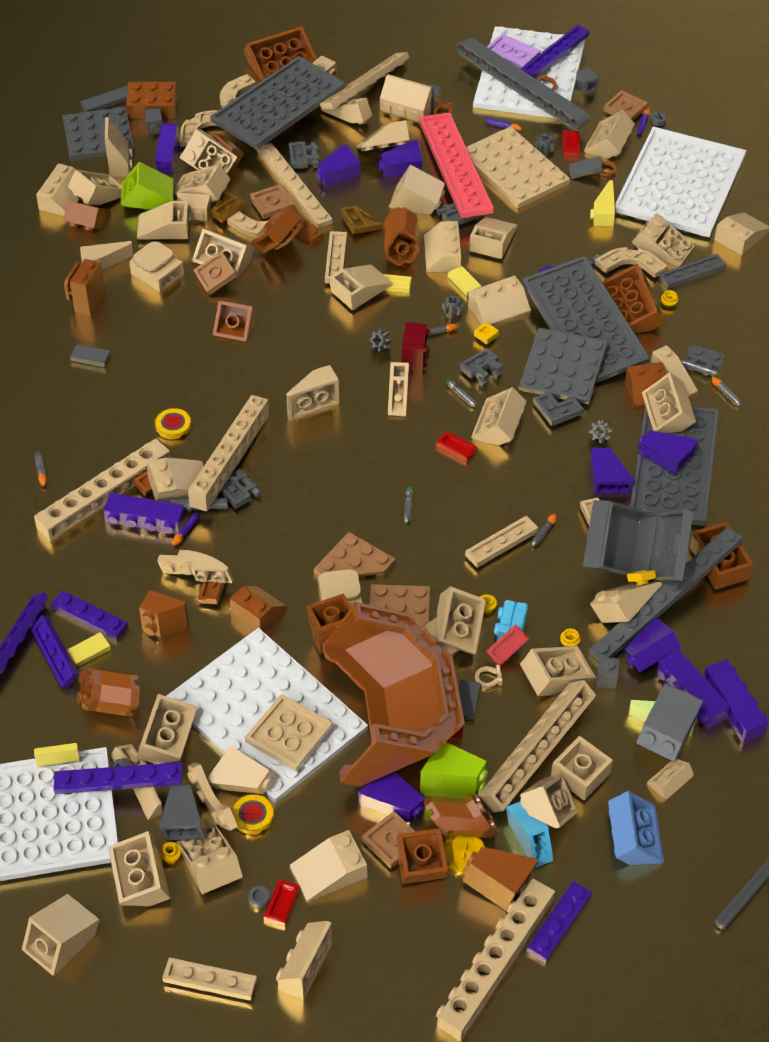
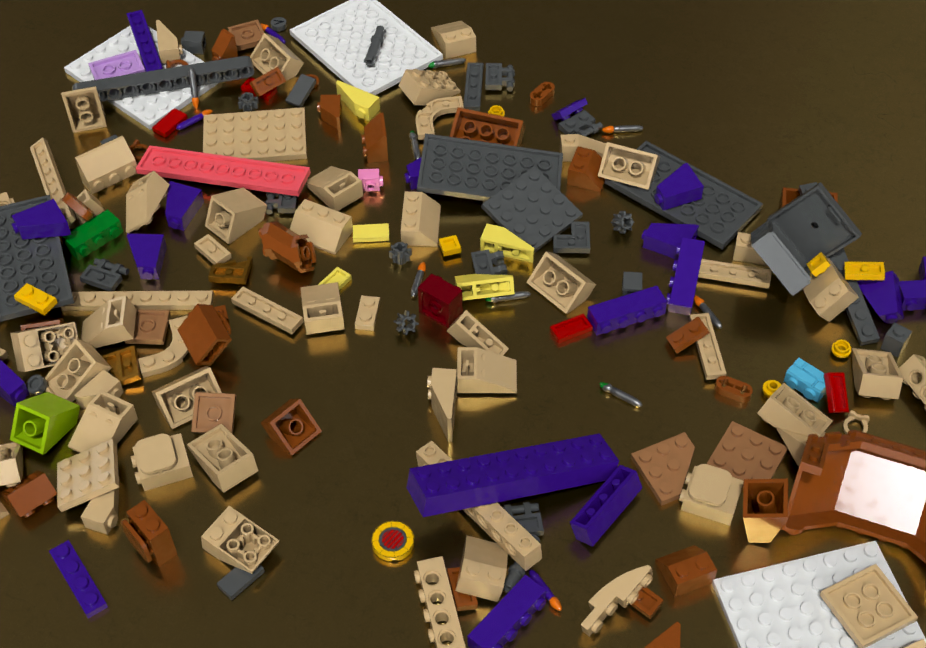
camera: 60 degrees left, 0 degrees up
(38, 275) = (78, 579): none -> dark purple plate
(114, 335) = (238, 541): none -> tan slope
(116, 233) = (87, 475): none -> tan plate
(179, 172) = (36, 384): none -> dark grey tile
(179, 296) = (223, 457): none -> tan slope
(239, 125) = (35, 299): none -> yellow plate
(255, 179) = (110, 323): none -> tan slope
(261, 454) = (510, 474): none -> dark purple brick
(281, 531) = (606, 505): none -> dark purple brick
(310, 89) = (41, 221): none -> dark purple slope
(335, 129) = (93, 234): none -> green brick
(344, 102) = (79, 207): none -> dark orange beam
(364, 406) = (485, 372): none -> tan slope
(372, 199) = (212, 250): none -> tan plate
(378, 316) = (367, 313): none -> tan plate
(450, 57) = (84, 109): none -> tan slope
(450, 366) = (484, 285): none -> light yellow slope
(471, 576) = (733, 389): none -> dark orange beam
(482, 112) = (169, 122): none -> red tile
(500, 472) = (627, 310): none -> dark purple brick
(501, 521) = (687, 335): none -> dark orange plate
(514, 362) = (500, 239): none -> light yellow slope
(517, 252) = (370, 179): none -> bright pink brick
(530, 465) = (631, 282): none -> dark grey brick
(531, 98) = (193, 86): none -> flat silver piece
(563, 64) = (167, 44): none -> tan slope
(564, 493) = (686, 276): none -> dark purple brick
(565, 237) = (375, 140): none -> dark orange slope
(574, 141) = (267, 81): none -> dark orange plate
(581, 195) = (331, 109): none -> dark orange slope
(589, 100) = (224, 46): none -> dark orange slope
(658, 611) = (864, 271): none -> yellow plate
(682, 182) = (376, 41): none -> dark grey pin
(697, 235) = (435, 64): none -> flat silver piece
(707, 342) = (565, 112): none -> dark purple plate
(713, 278) = (494, 77): none -> dark grey plate
(723, 319) = (539, 96): none -> dark orange beam

